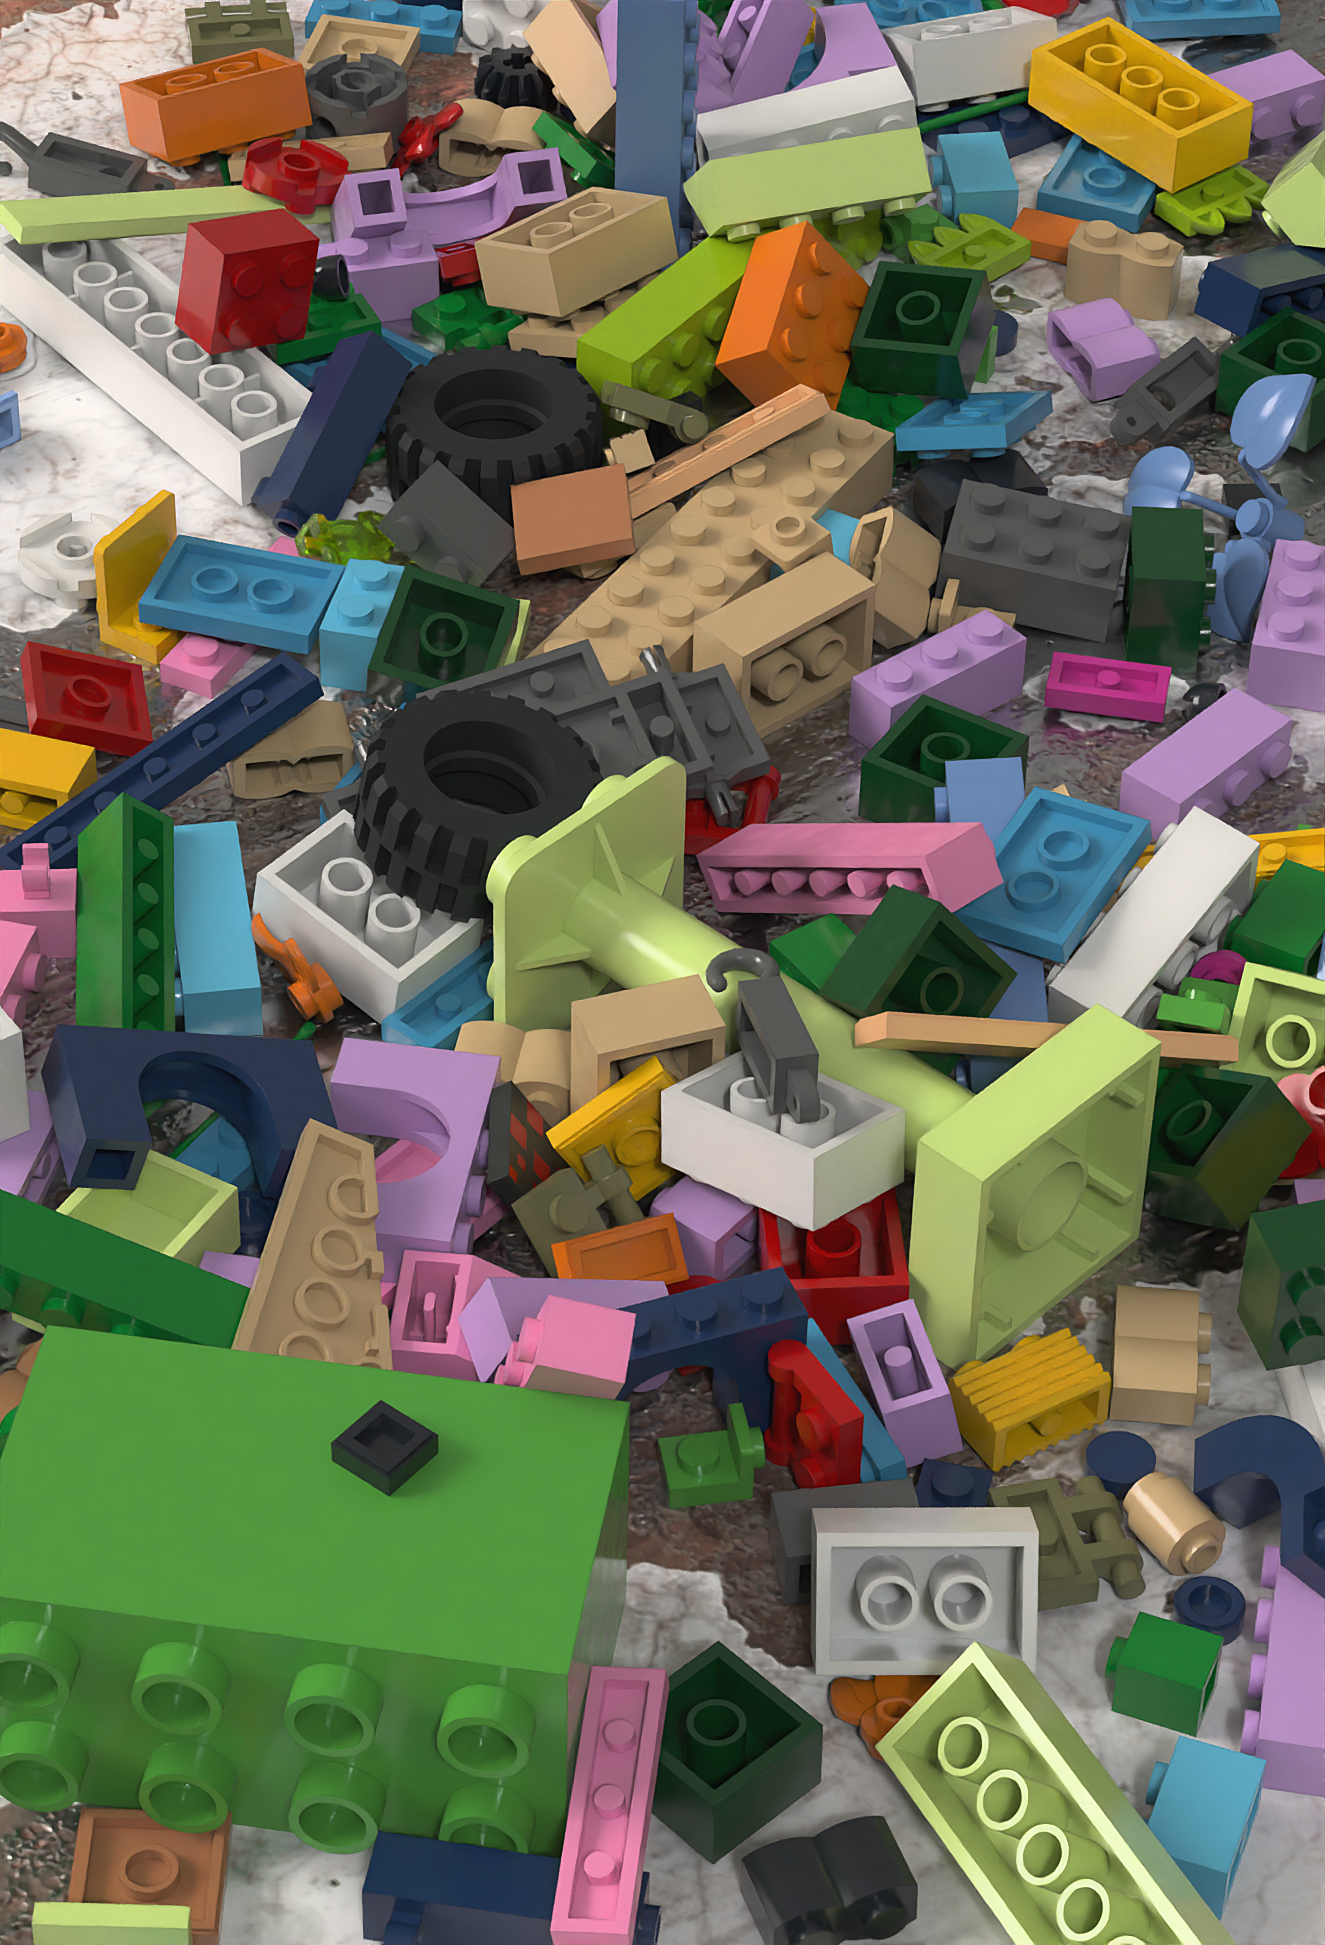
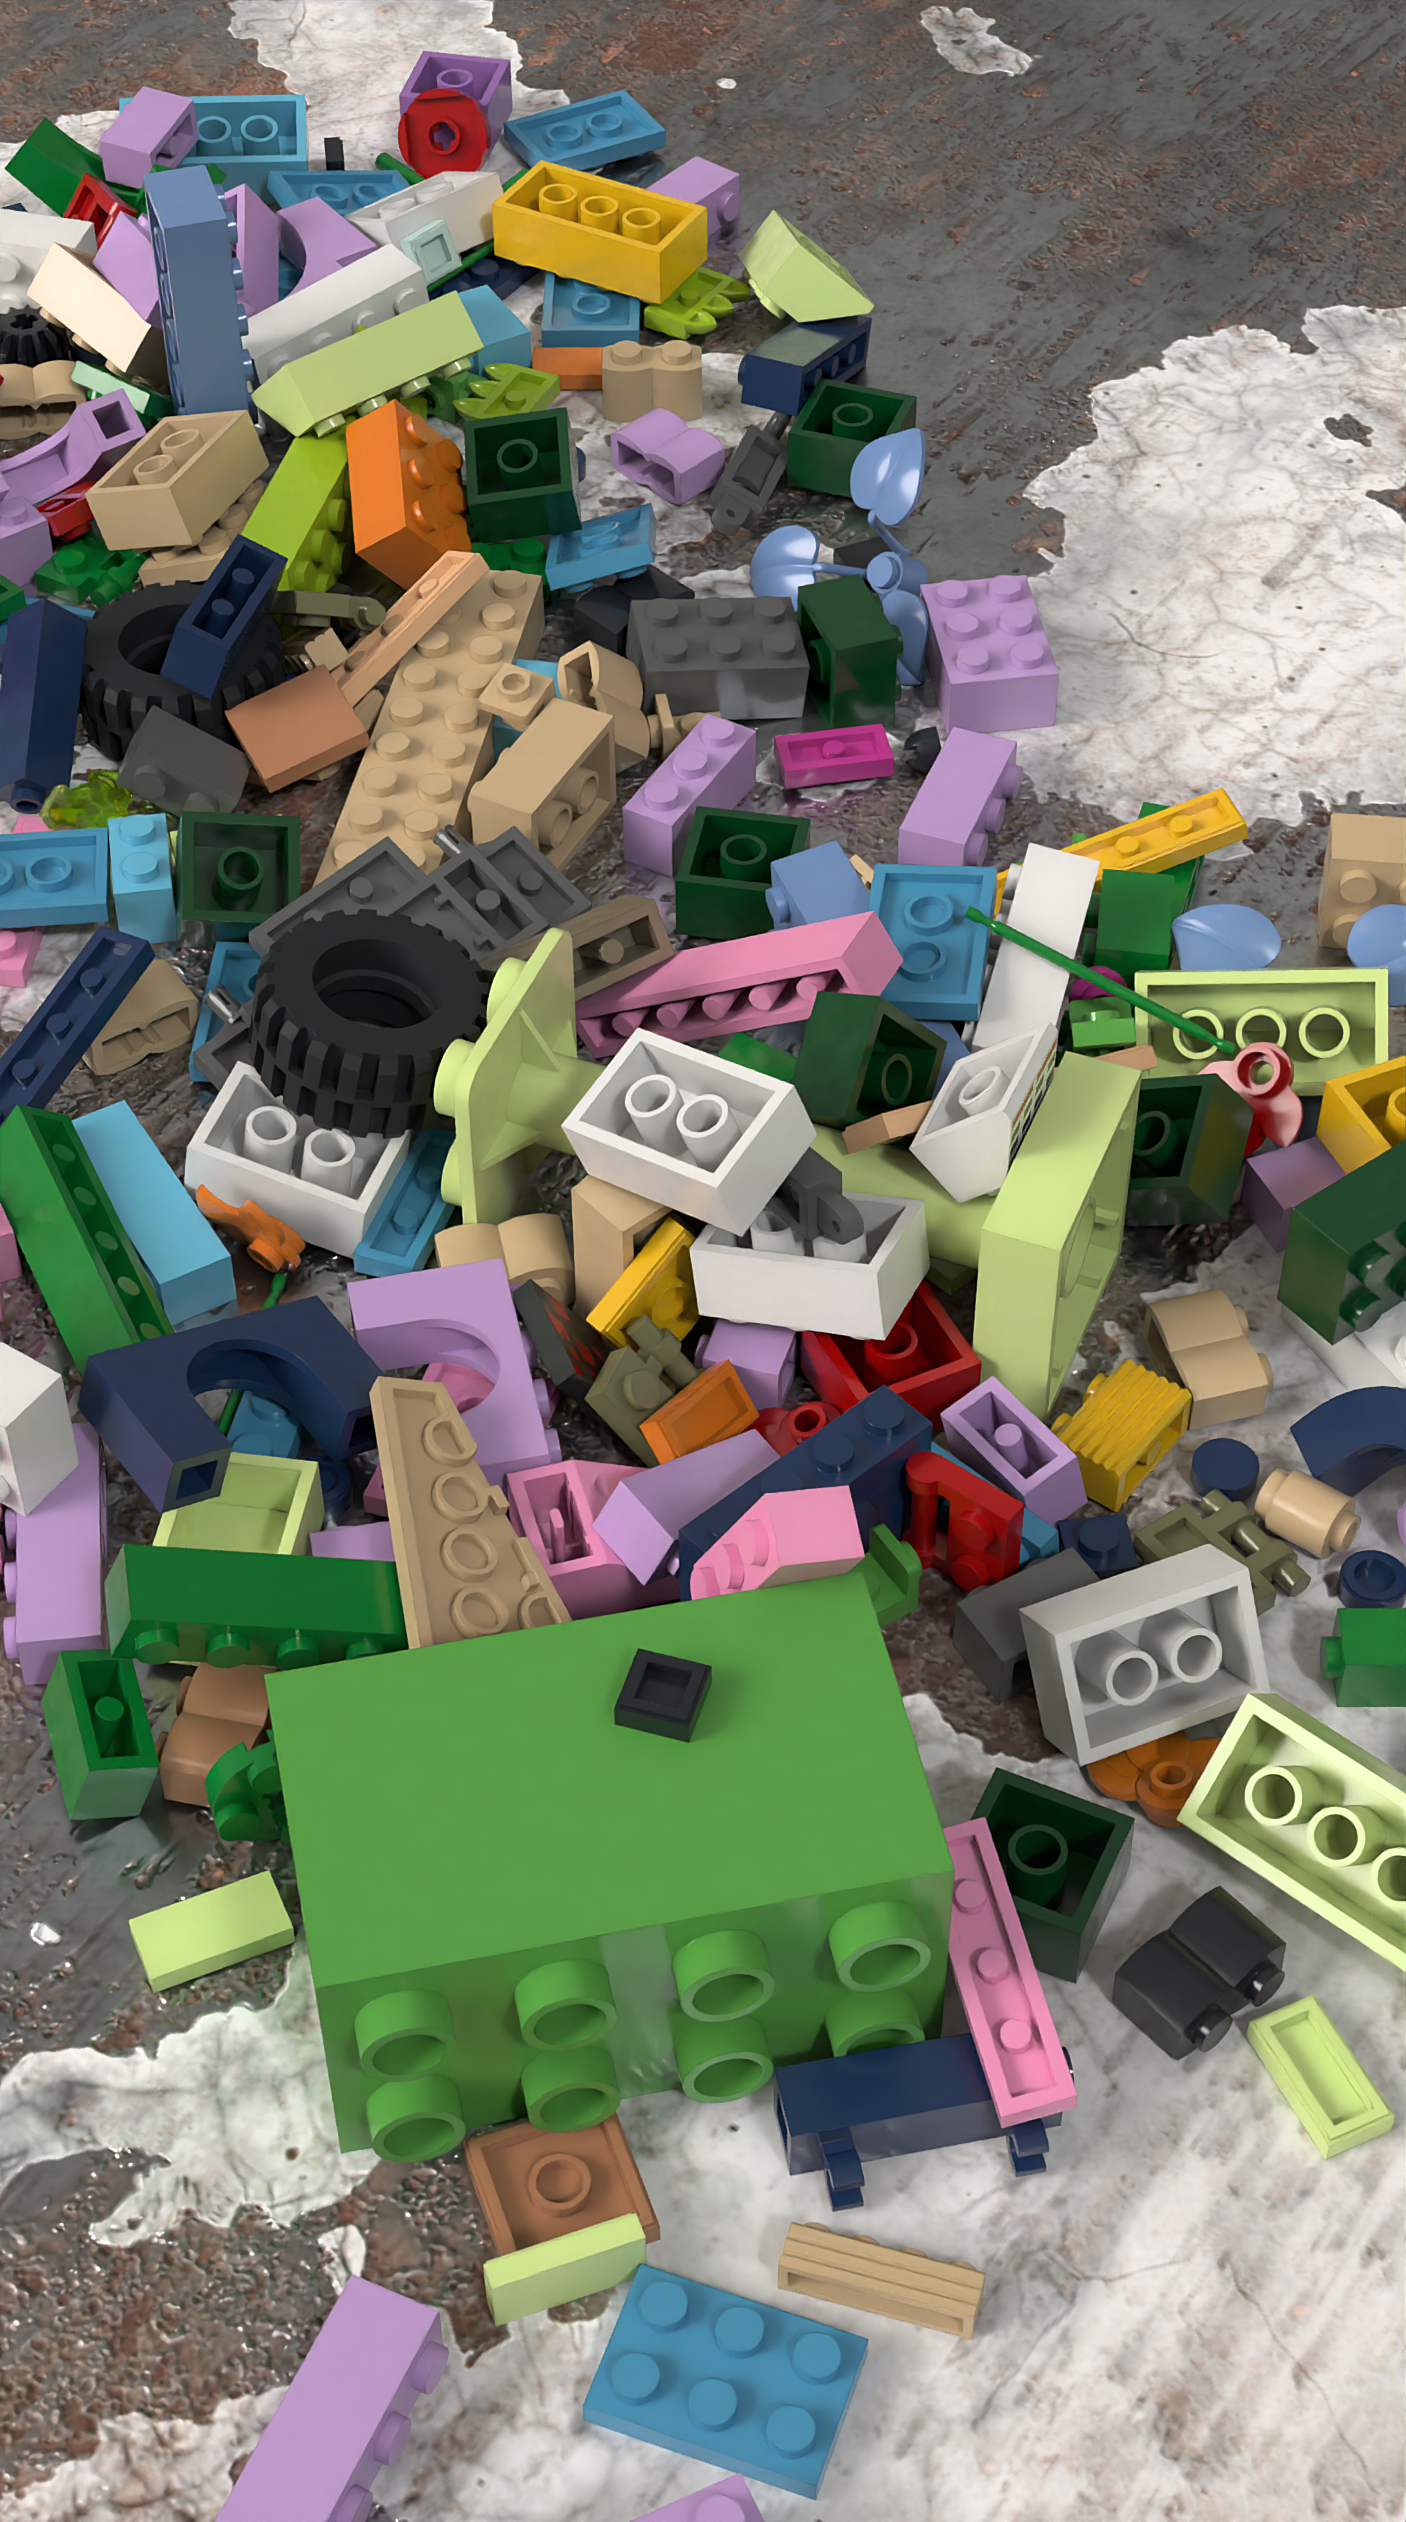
camera: 20 degrees left, 5 degrees up
(537, 391) = (223, 616): none -> dark blue brick
(687, 973) = (690, 1130): none -> white brick
(746, 799) = (606, 942): none -> dark tan brick
(955, 85) = (432, 250): none -> light aqua tile
(990, 1036) = (986, 1113): none -> white slope
(1206, 960) = (1100, 980): none -> green piece

